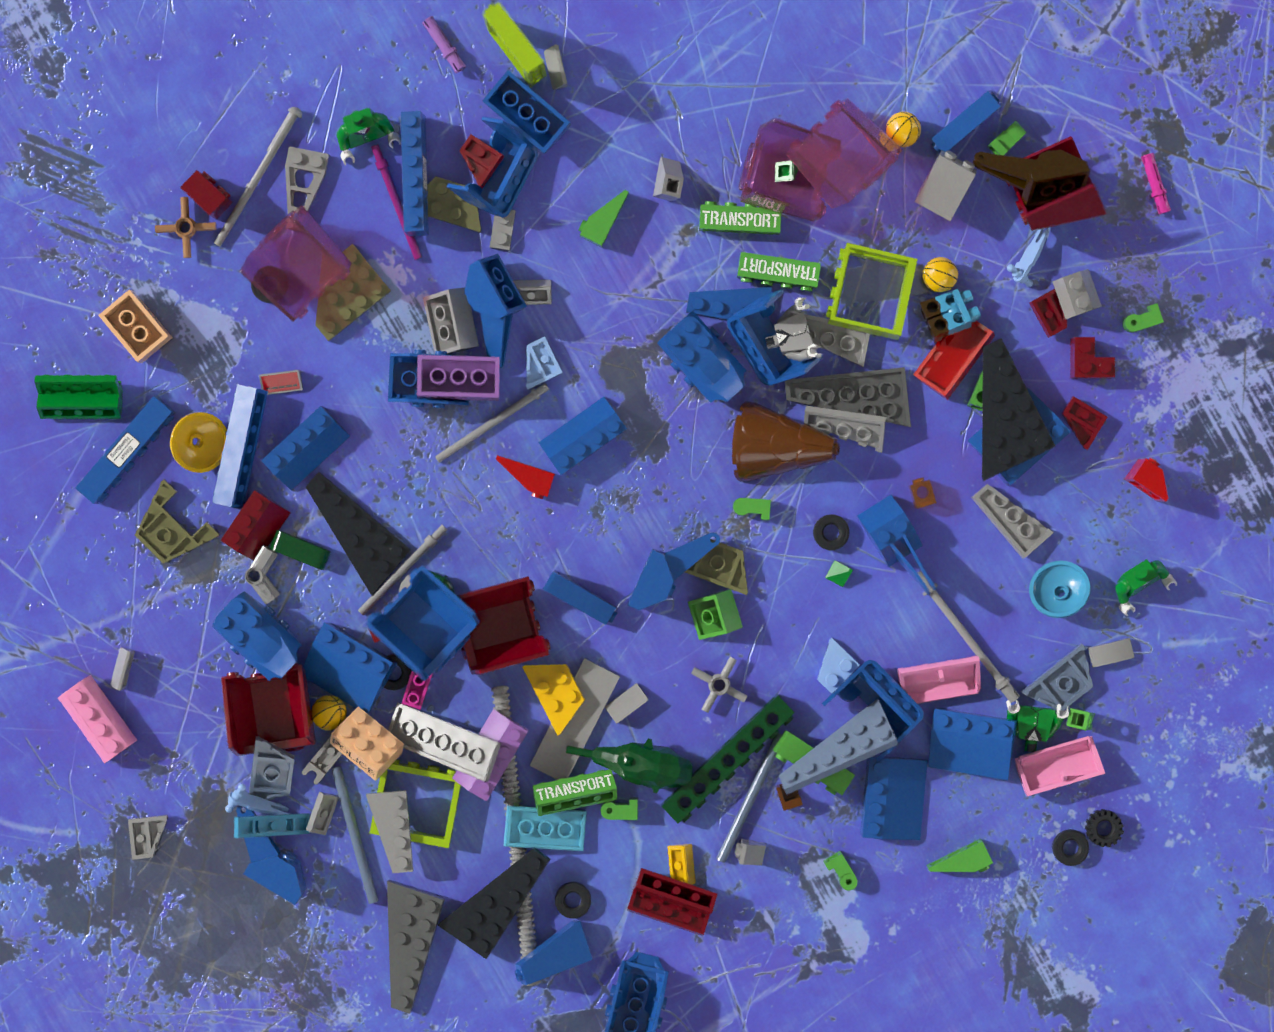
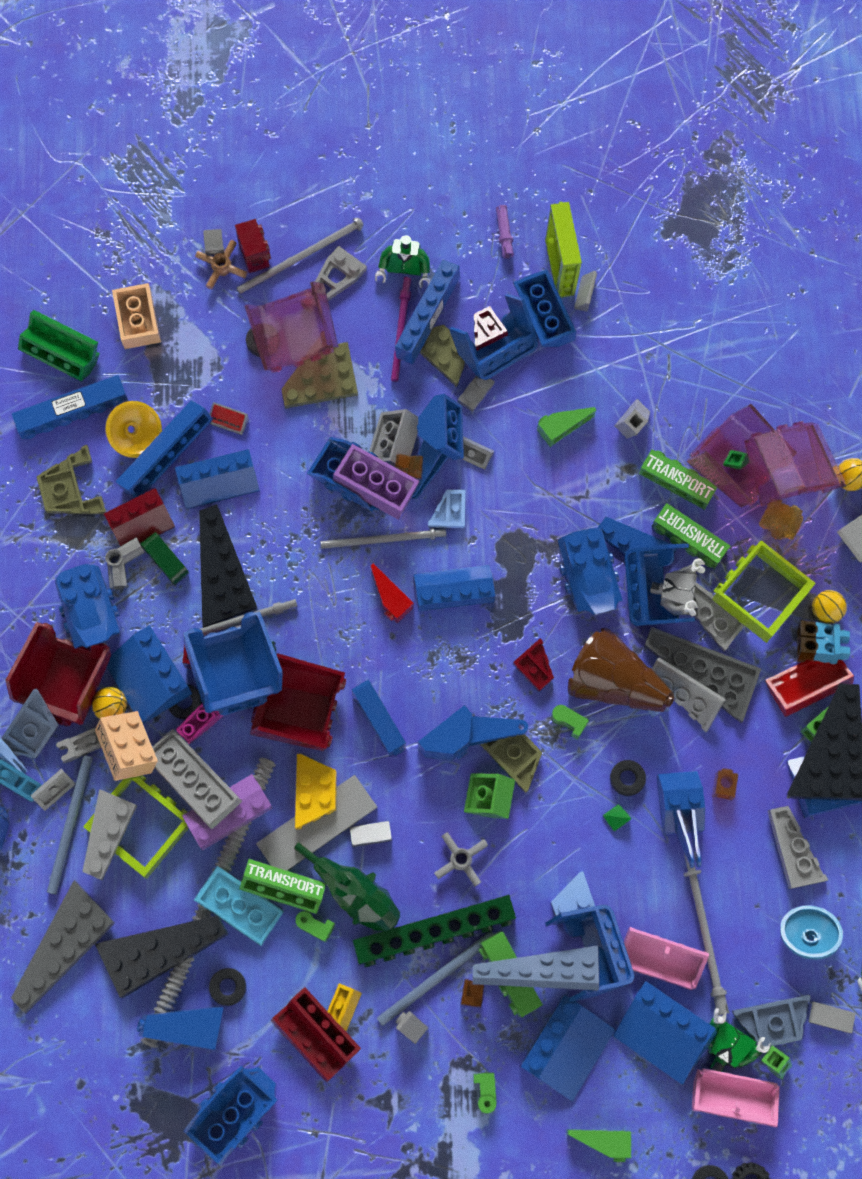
camera: 25 degrees right, 15 degrees down
(164, 208) = (213, 241): none -> light grey bracket
(480, 343) = (410, 465): none -> clear orange panel
(696, 472) = (535, 666): none -> dark red wing
(858, 212) = (782, 520): none -> clear yellow brick

